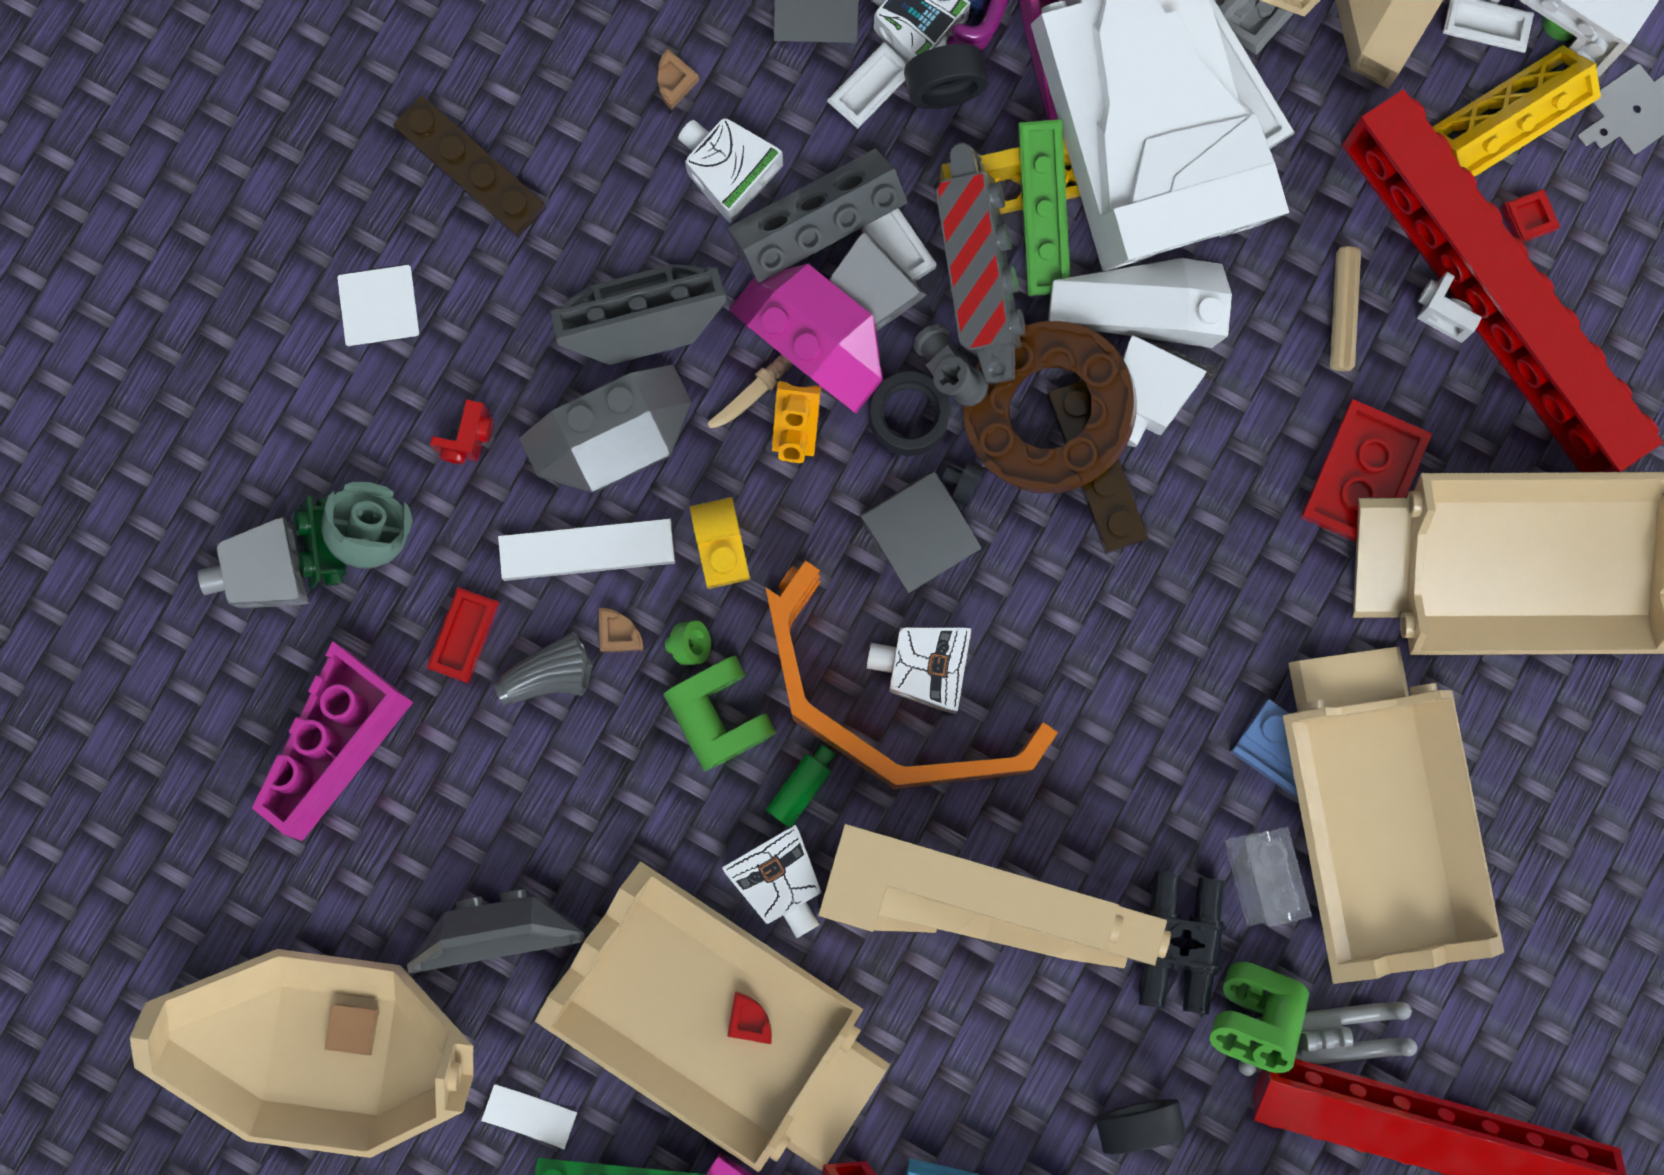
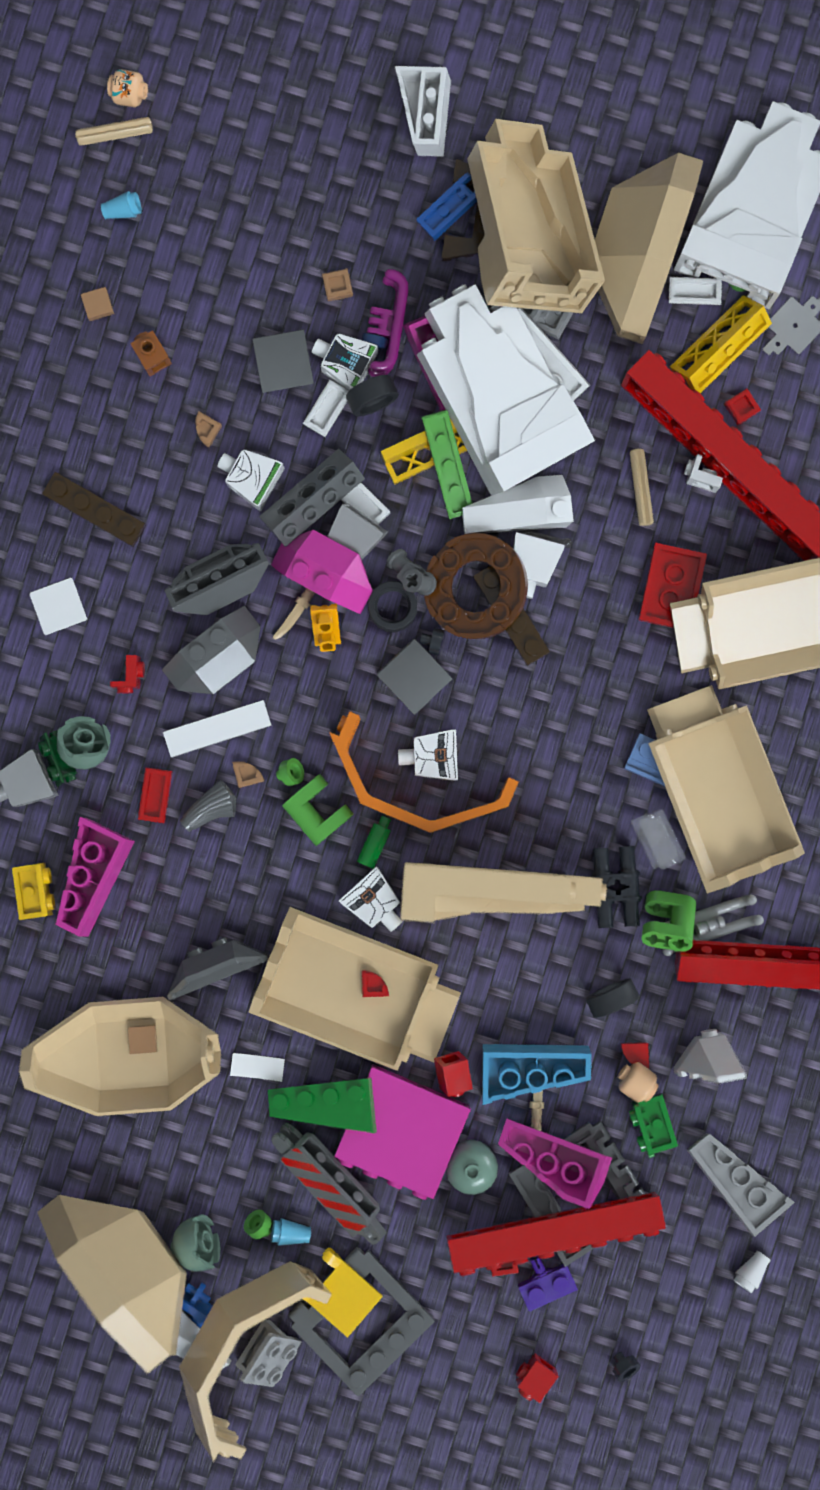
camera: 10 degrees left, 5 degrees up
(231, 747) = (33, 891): none -> yellow bracket
(719, 542) = (296, 709): yellow brick -> none
(979, 264) = (415, 509): dark grey hinge -> none

